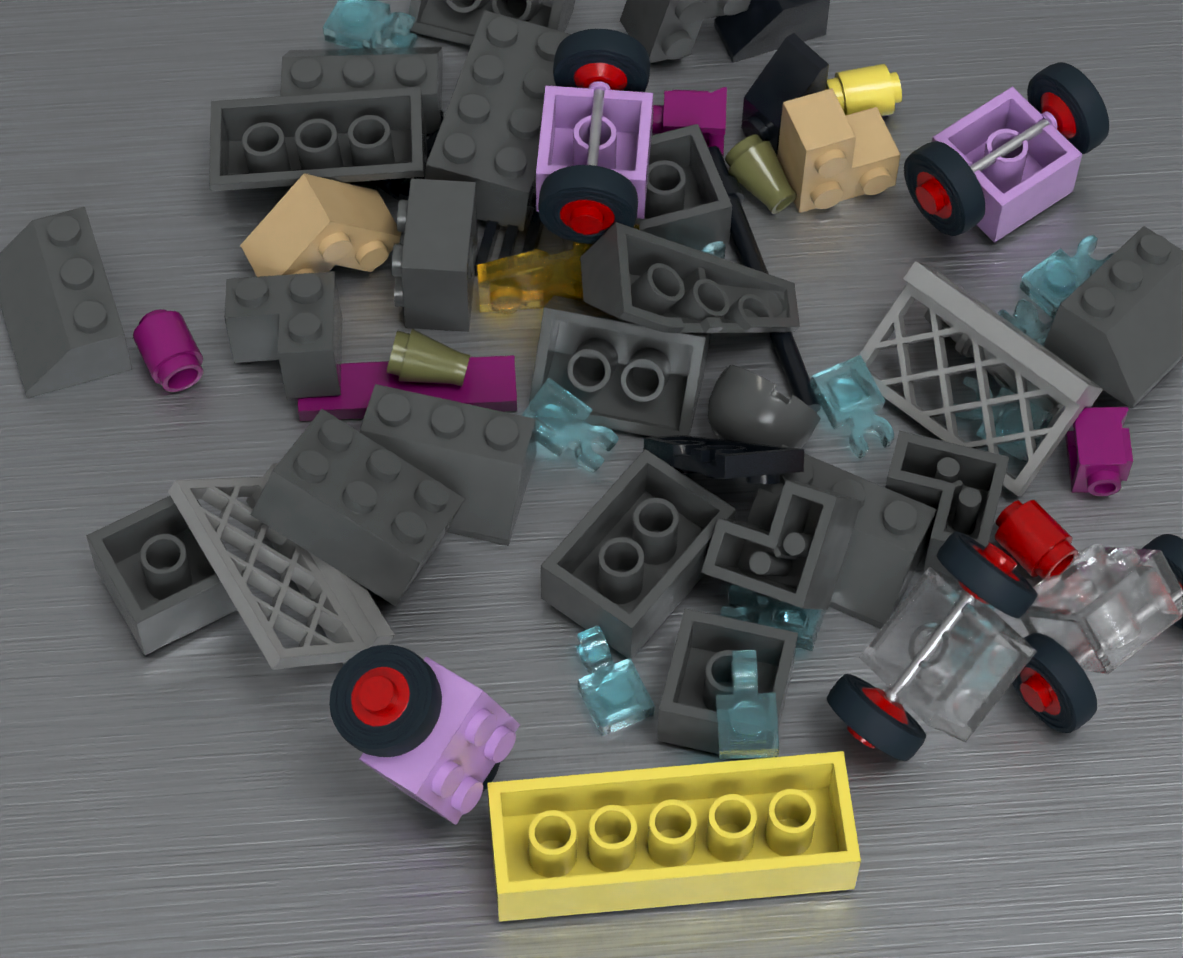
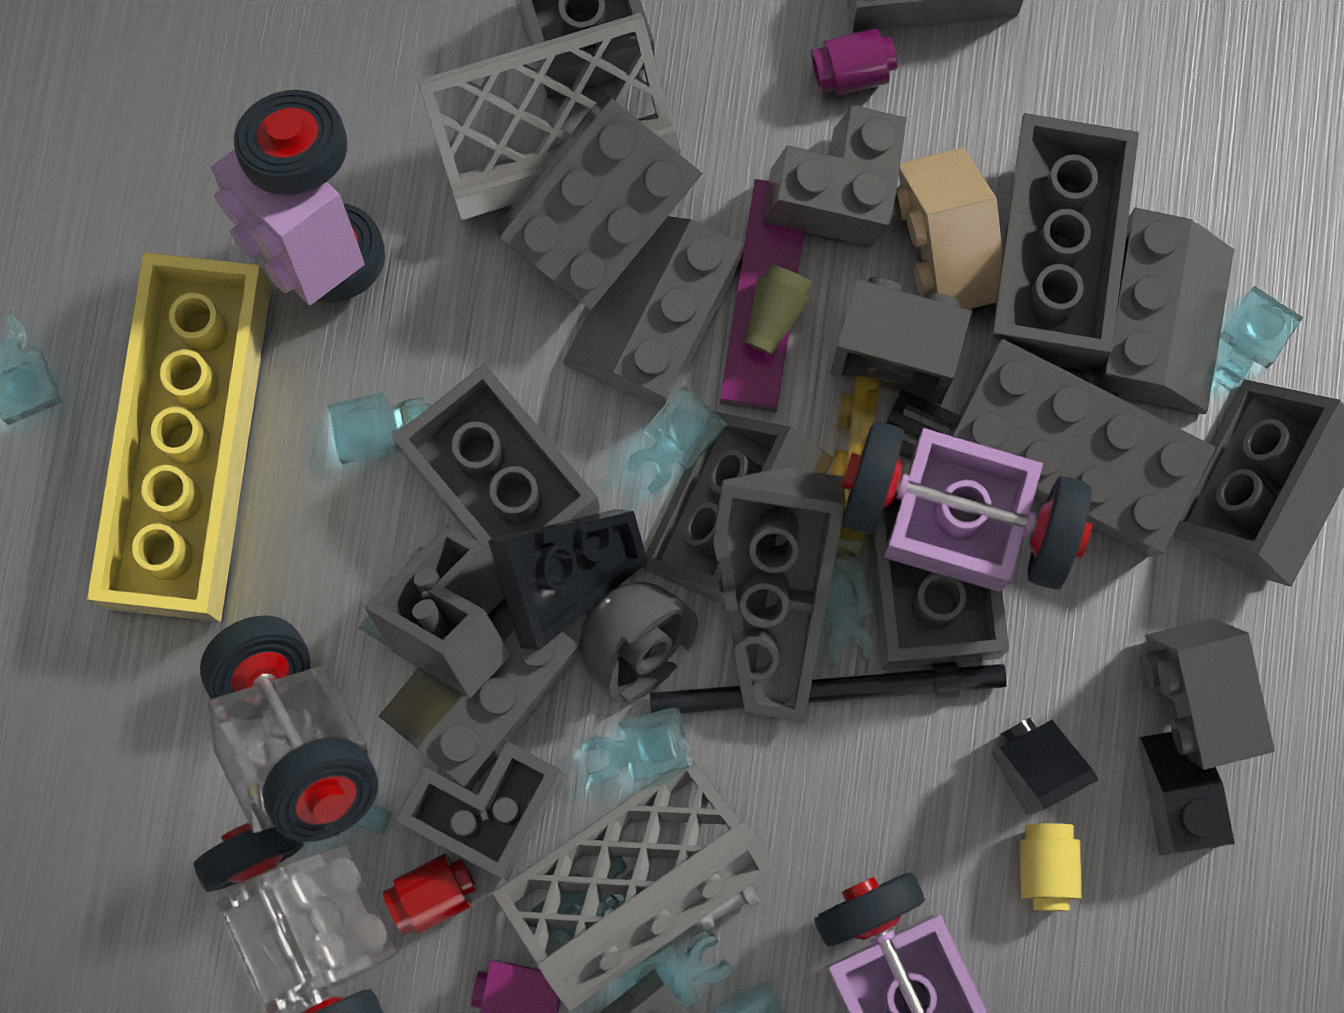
camera: 105 degrees right, 20 degrees up
(693, 107) = (1044, 661): magenta window -> none
(703, 670) = (326, 527): dark grey brick -> none
(746, 718) = (257, 520): clear light blue plate -> none
(760, 172) = (961, 724): olive cone -> none
(833, 153) = (960, 810): tan brick -> none

